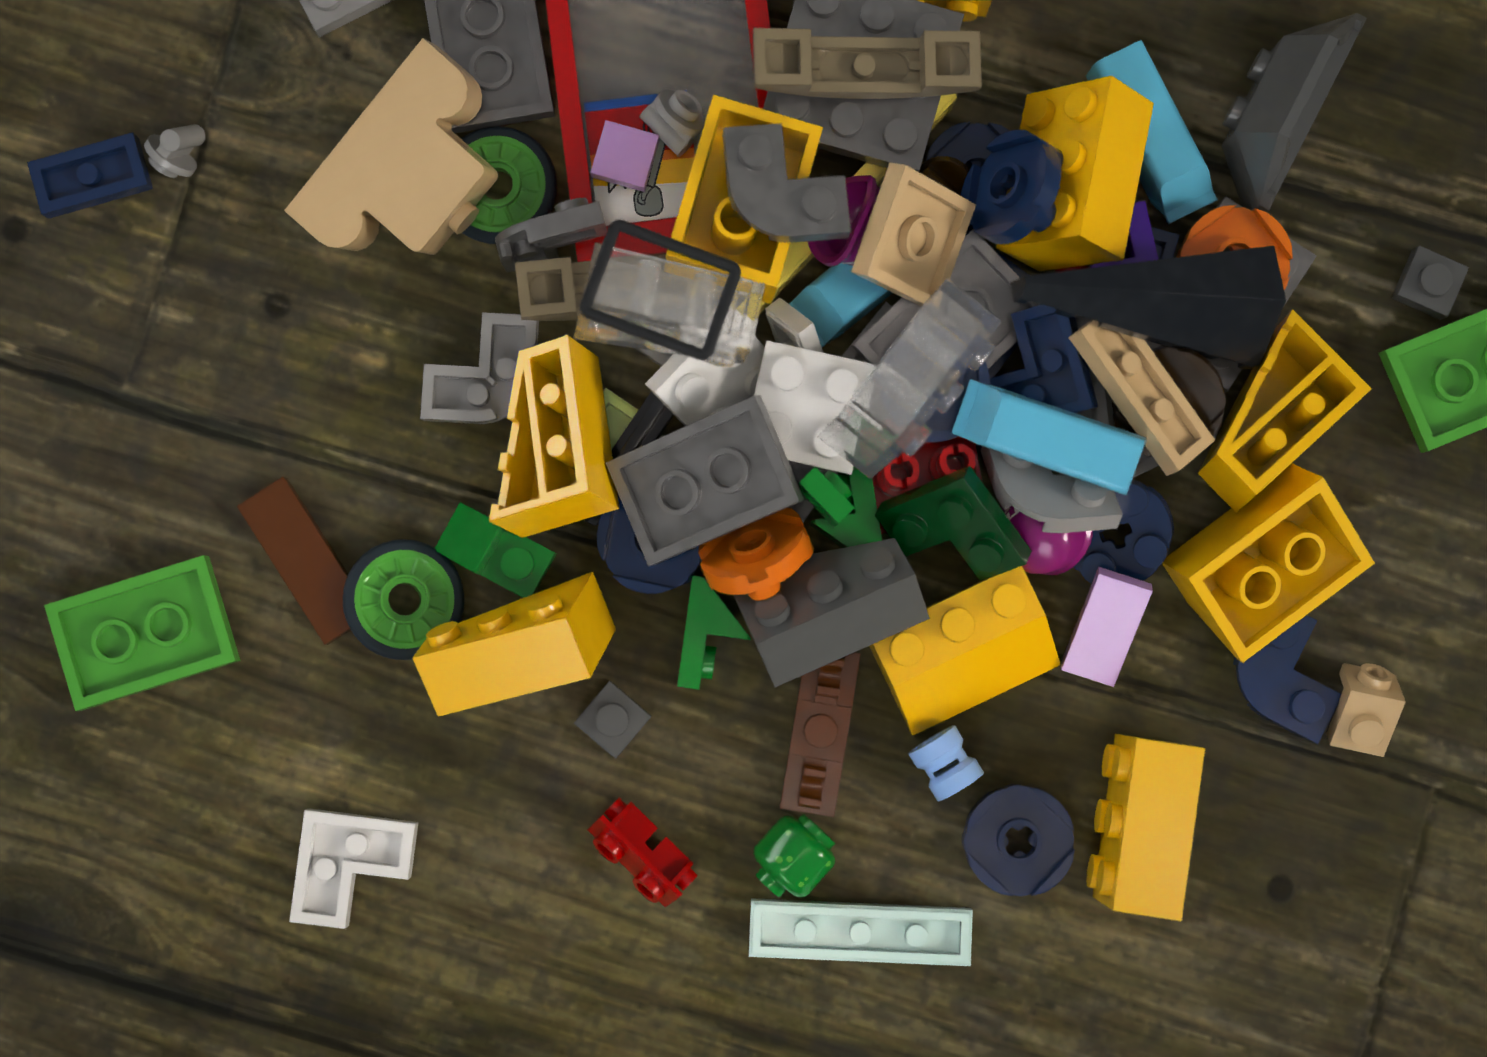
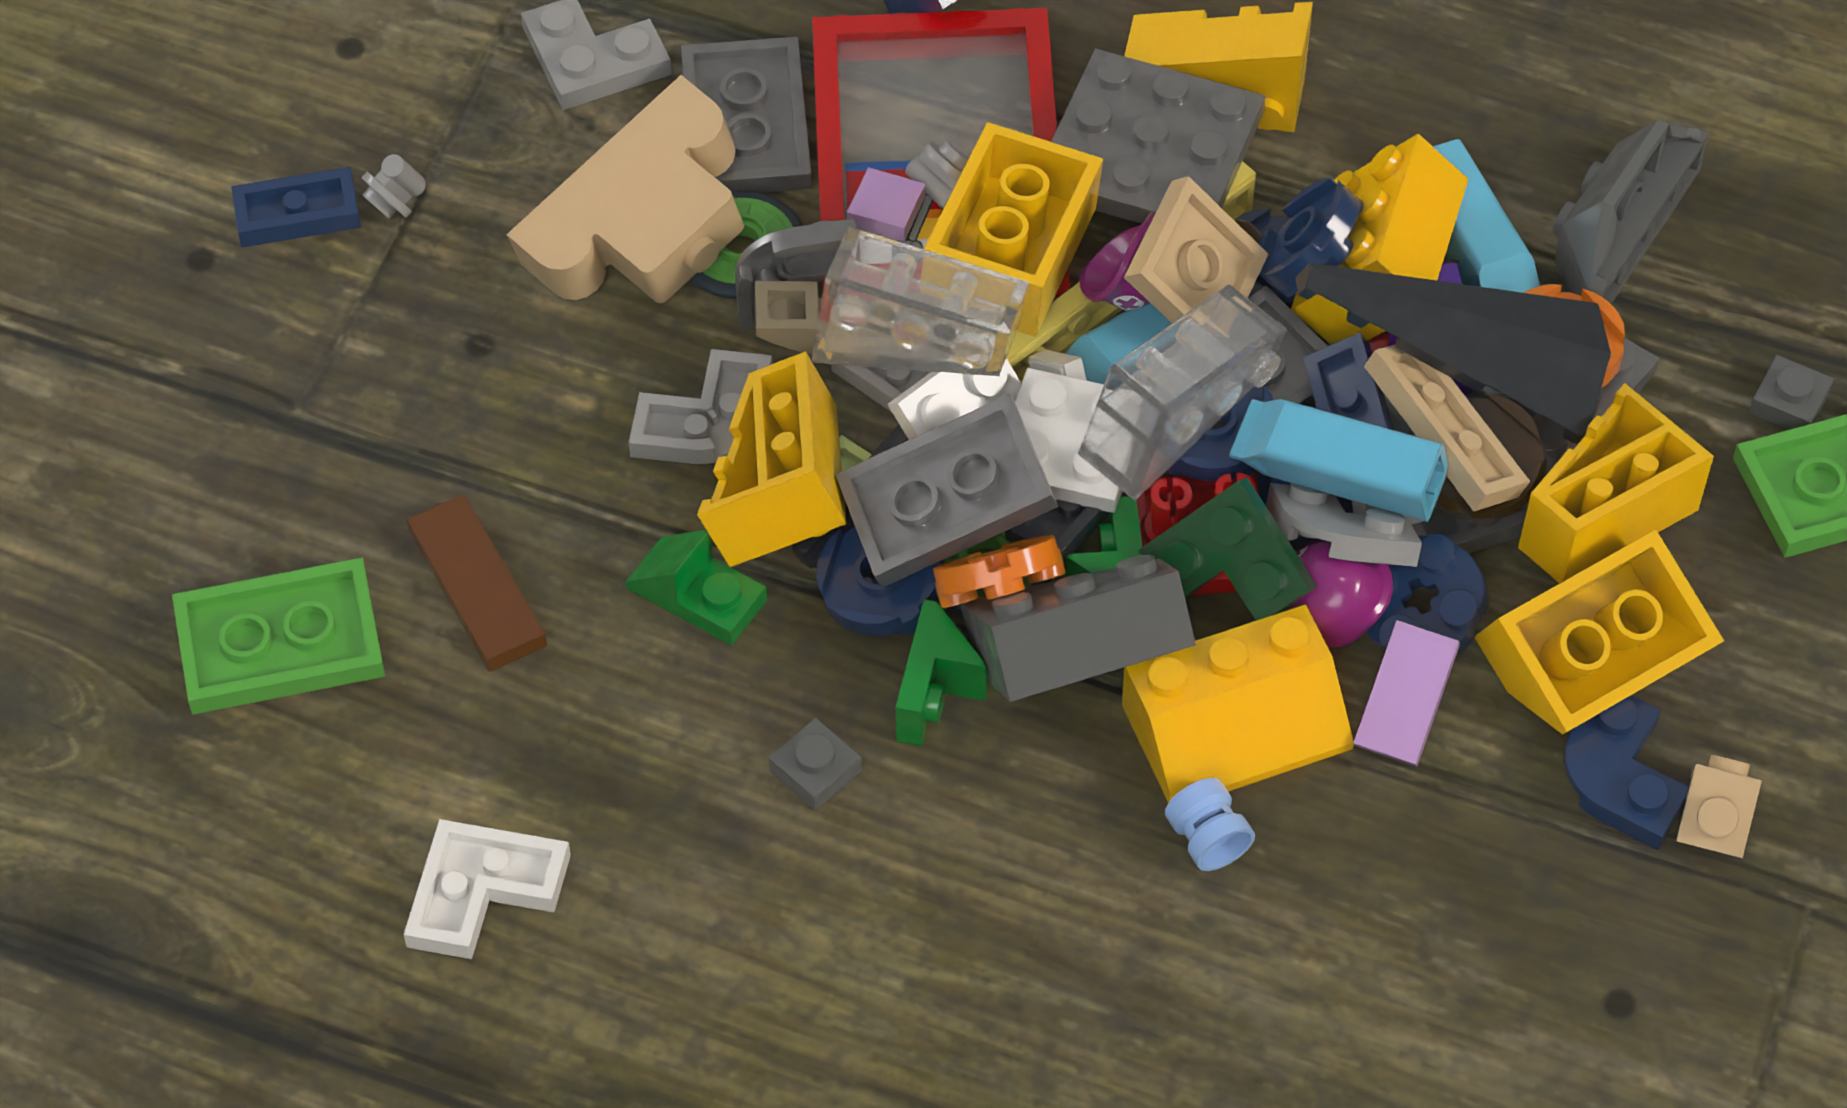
camera: 10 degrees right, 30 degrees down
(368, 592) = (577, 656): bright green wheel -> none
(517, 647) = (707, 657): yellow wedge -> none
(645, 333) = (898, 305): black piece -> none
(653, 870) = (819, 888): red hinge -> none
(772, 204) = (1059, 216): flat silver plate -> none
(794, 856) = (1020, 911): green head -> none
(820, 737) = (1061, 791): reddish brown plate -> none
(827, 495) = (1083, 516): green plate -> none
(860, 932) = (1095, 1009): light aqua tile -> none
(866, 66) = (1154, 123): dark tan slope -> none
(1050, 840) = (1286, 951): dark blue plate -> none
(1146, 826) = (1443, 884): yellow brick -> none

